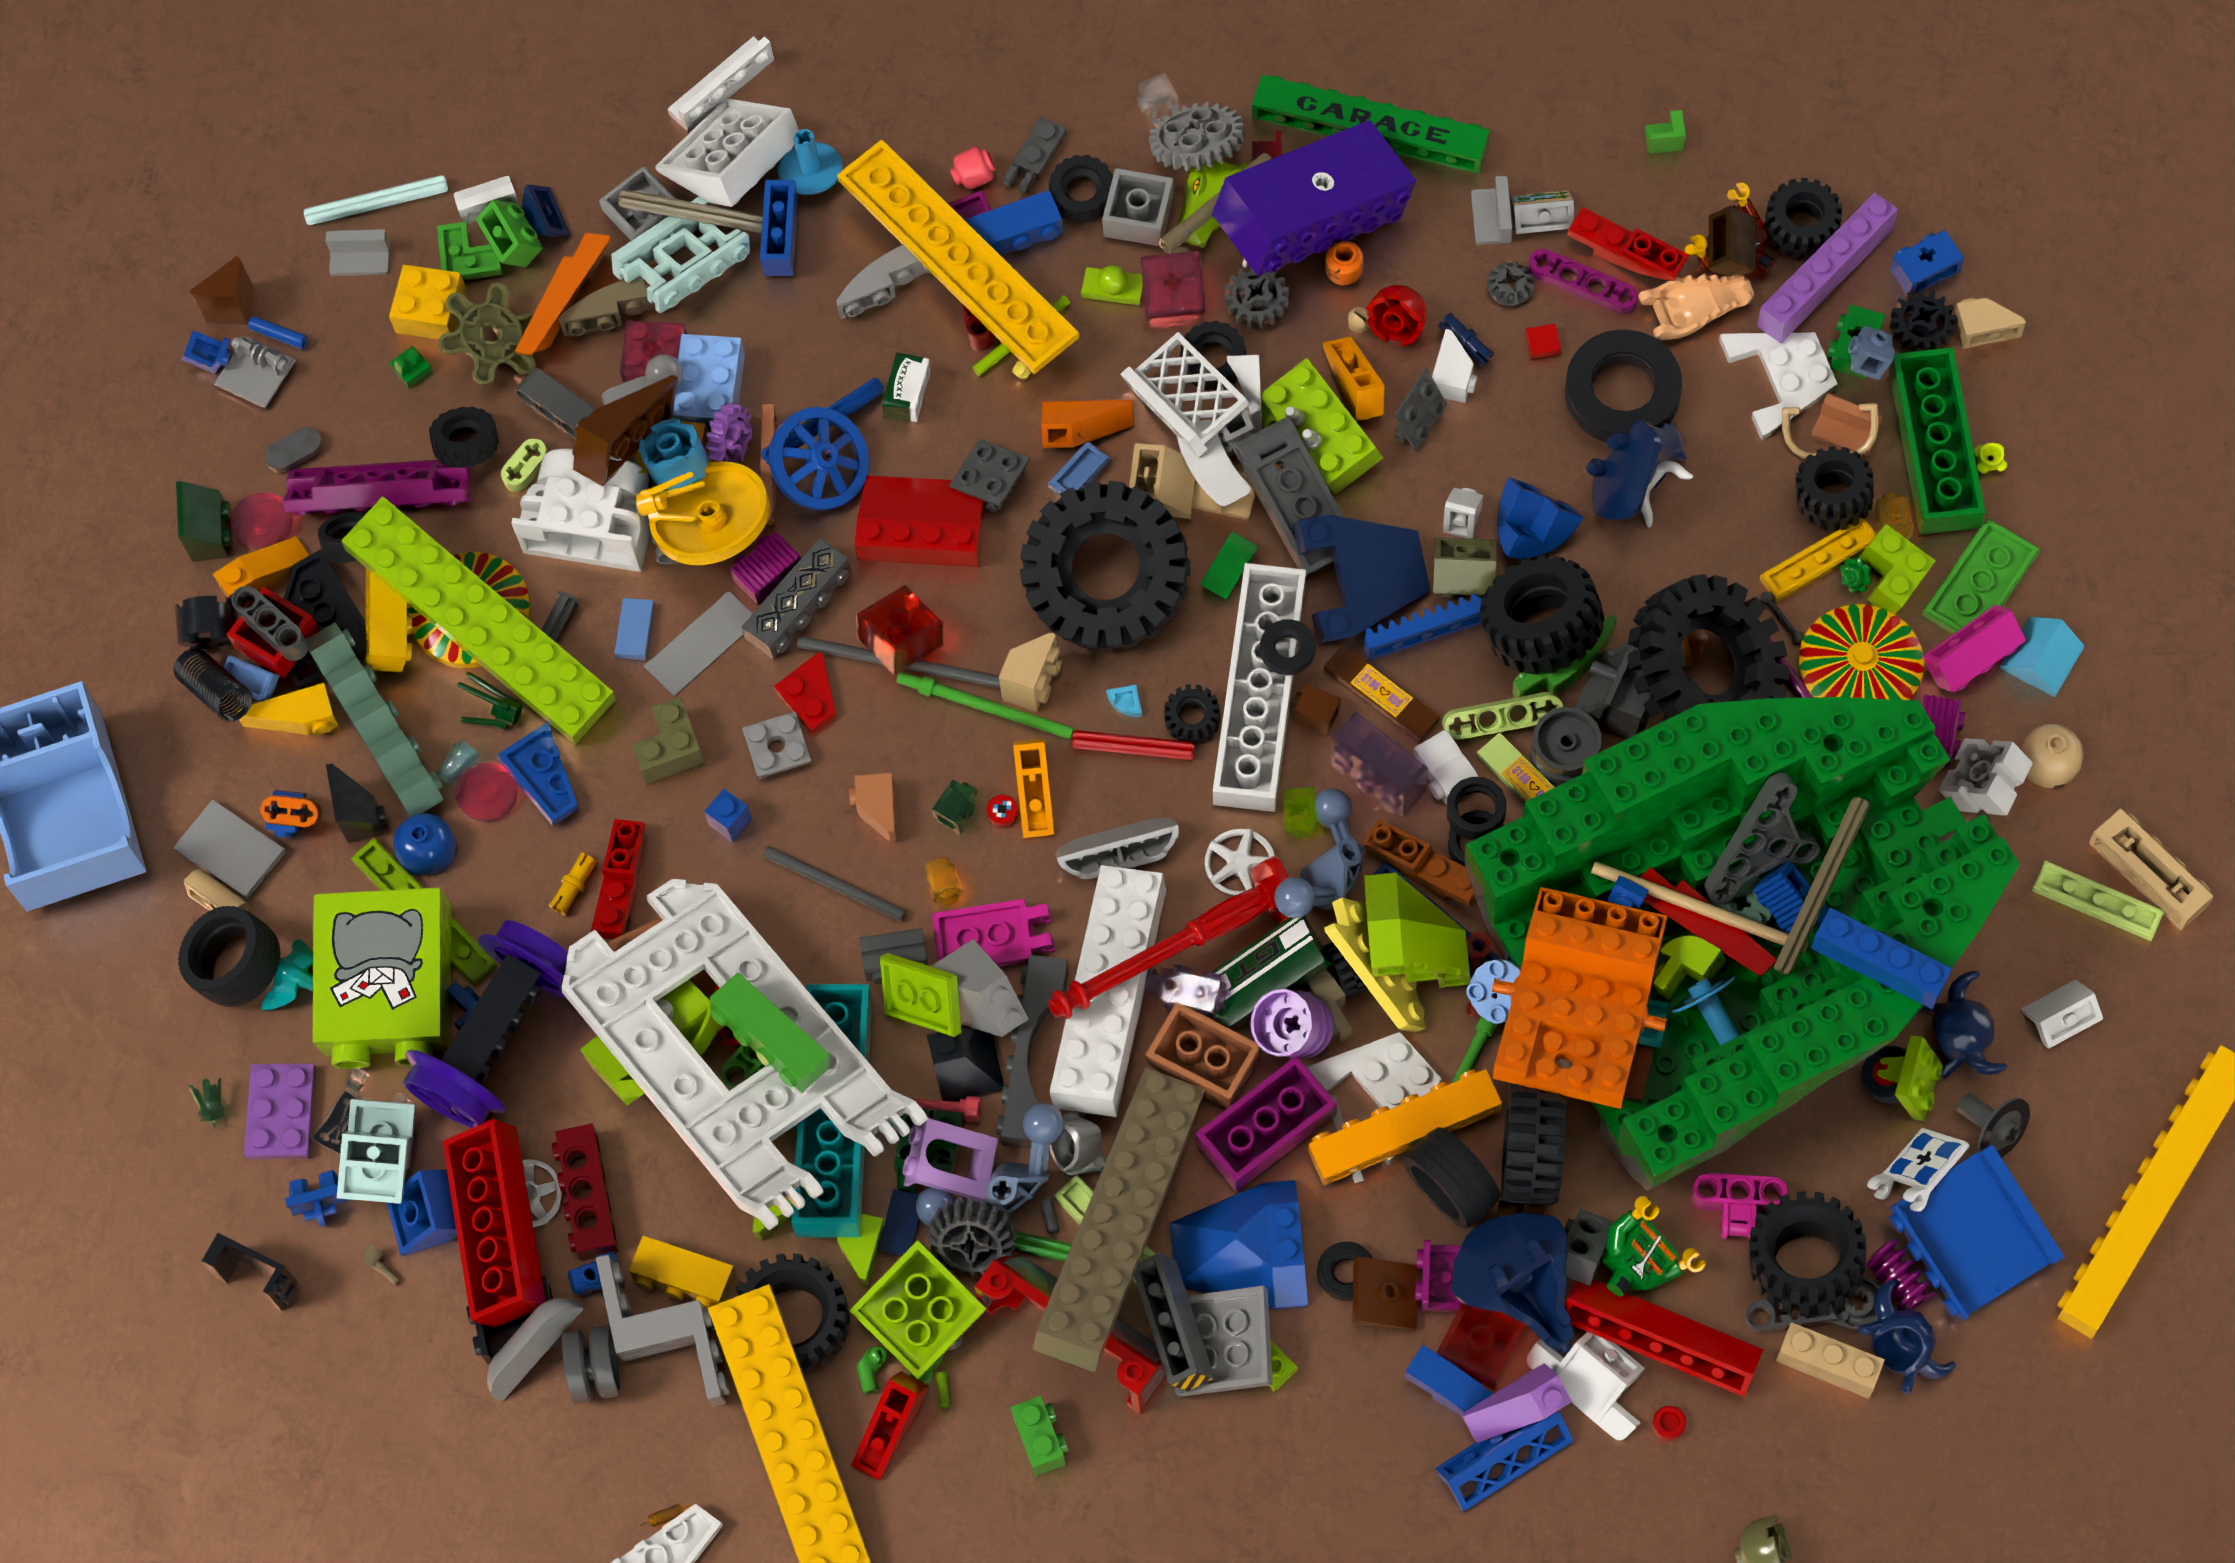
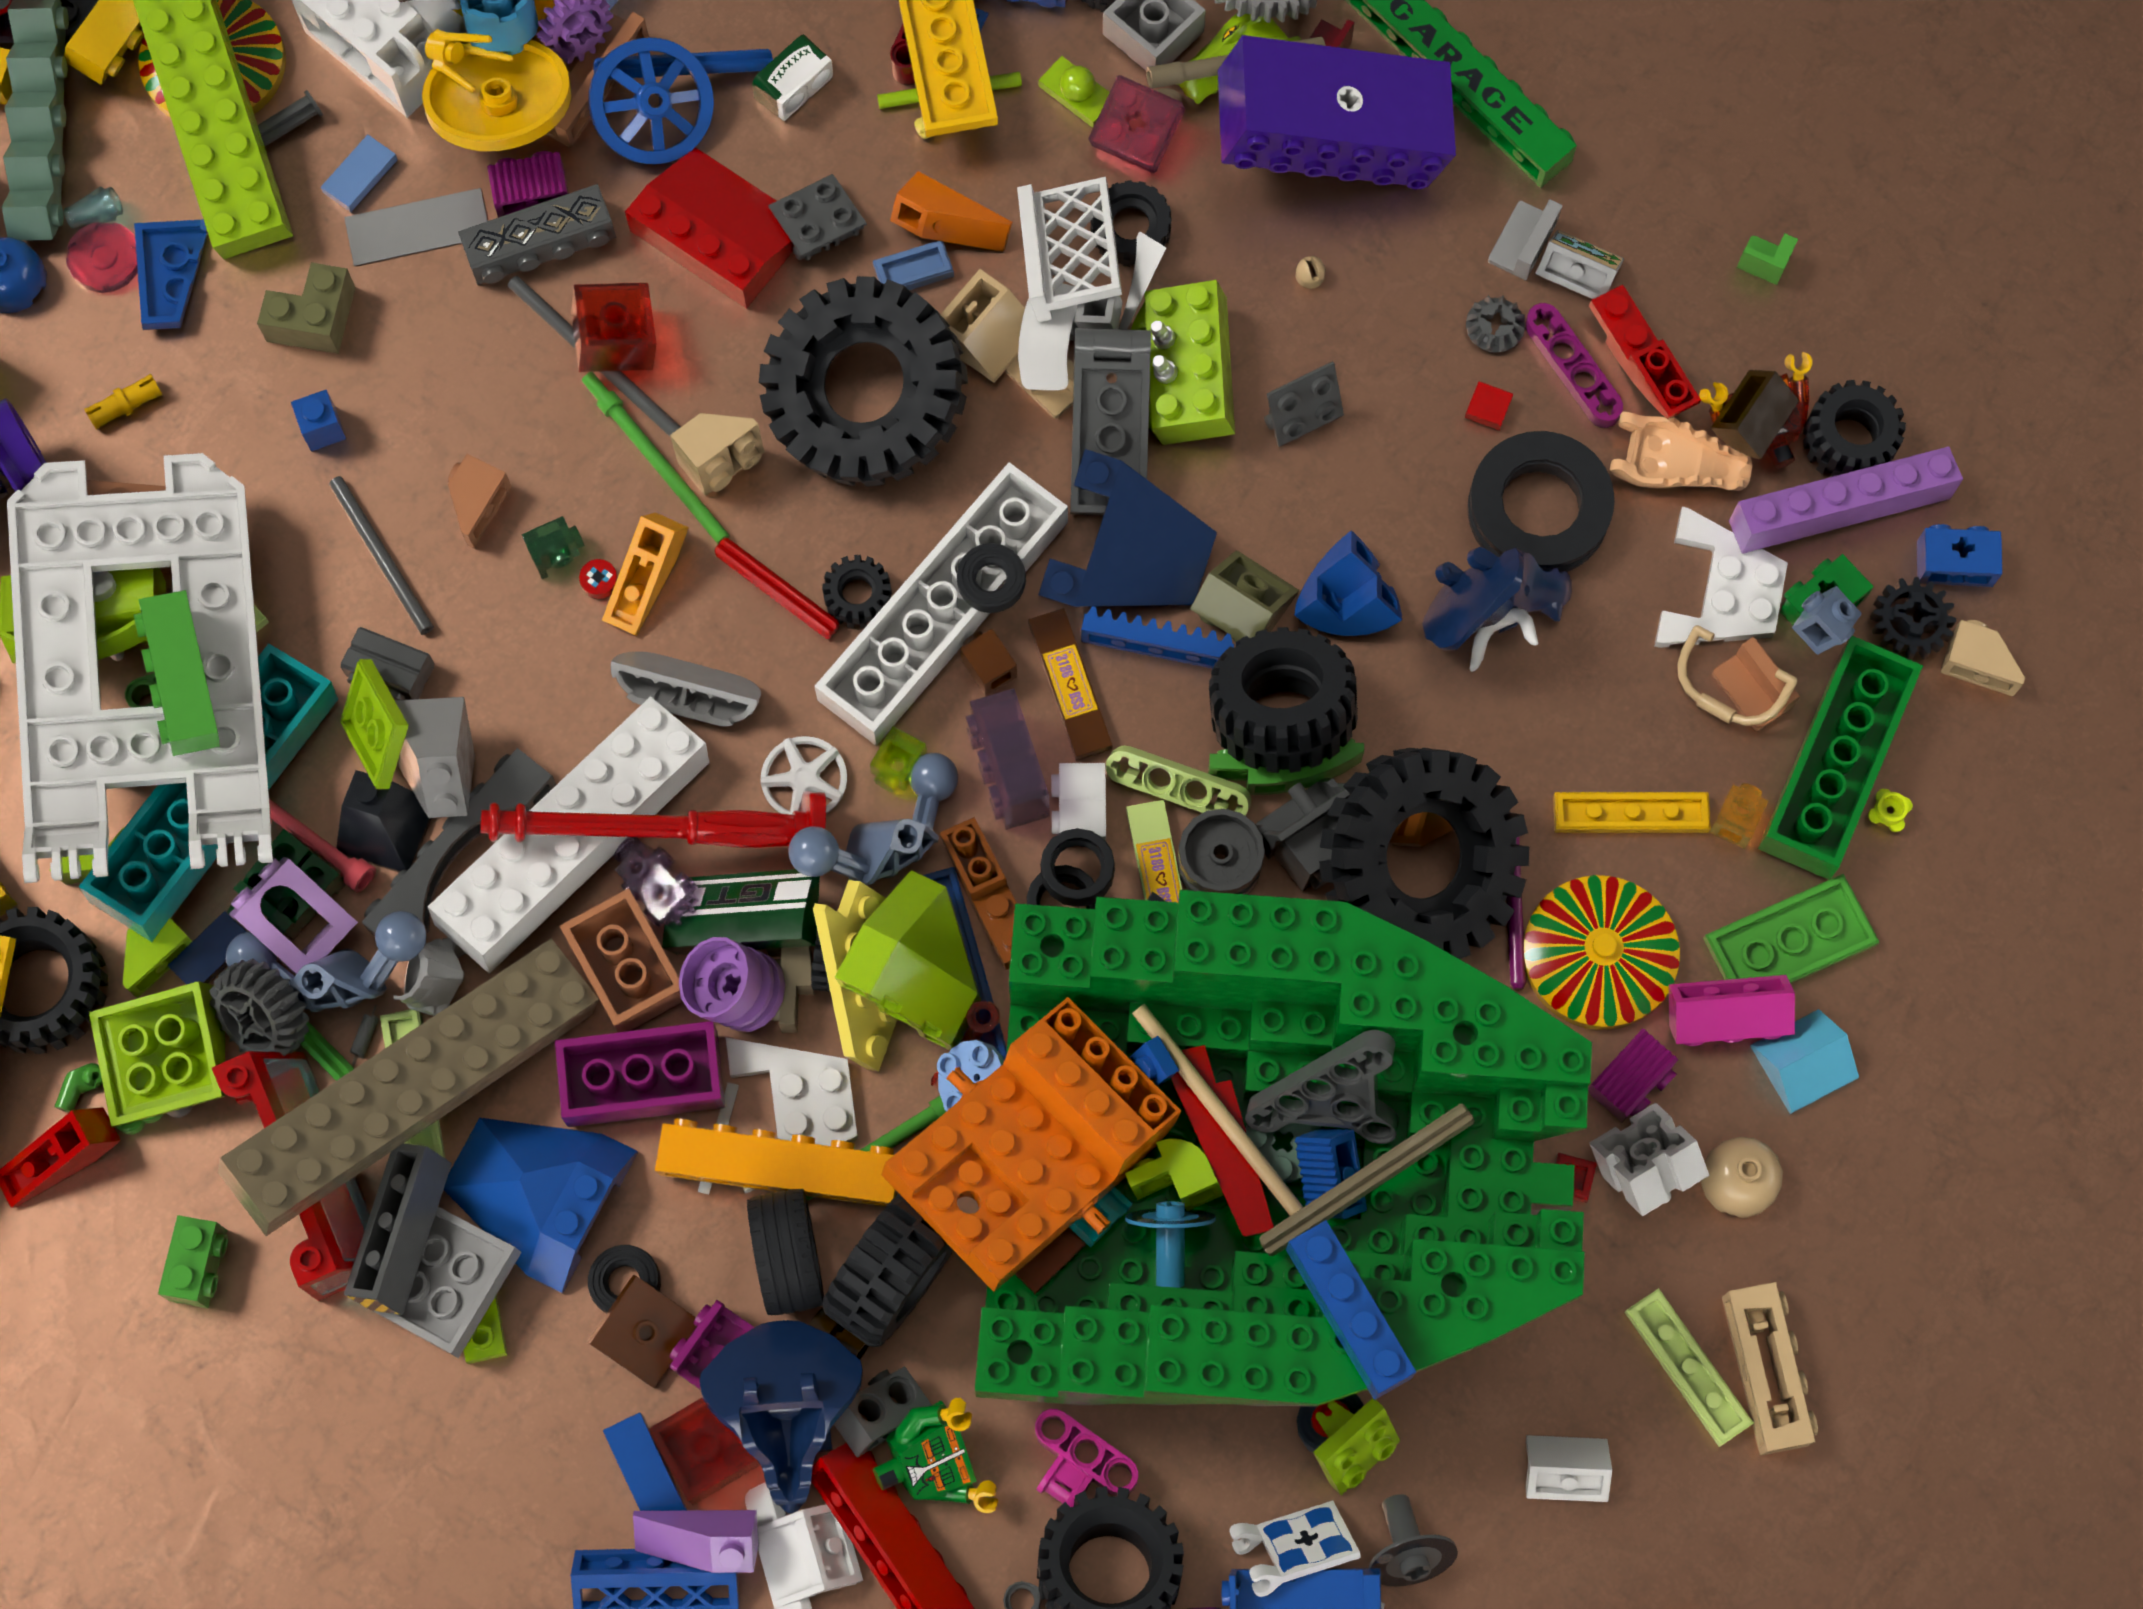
camera: 25 degrees right, 5 degrees up
(504, 708) = (174, 182): dark green plant -> none
(620, 878) = (172, 424): red slope -> none
(763, 734) = (412, 357): light grey piece -> none
(808, 693) = (486, 341): red wing -> none
(943, 881) = (488, 617): clear yellow brick -> none
(943, 1390) = (136, 1153): lime piece -> none
(1000, 929) = (504, 702): dark pink tile -> none
(1125, 700) = (802, 536): medium azure tile -> none
(1229, 565) = (988, 458): green slope -> none
(1262, 304) = (1214, 189): dark grey gear -> none
(1344, 263) = (1330, 202): orange head -> none
(1355, 378) = (1261, 332): light orange slope -> none
(1397, 314) = (1350, 288): red cylinder -> none
(1454, 370) = (1369, 382): white slope -> none
(1462, 512) = (1279, 539): white slope -> none
(1467, 339) = (1407, 357): dark blue pin -> none
(1767, 599) = (1546, 822): dark grey hinge -> none
(1834, 468) = (1700, 719): black tyre -> none
(1856, 574) = (1657, 852): green plant -> none
(1900, 565) = (1711, 873): lime brick -> none
(1964, 1029) = (1444, 1422): dark blue piece -> none

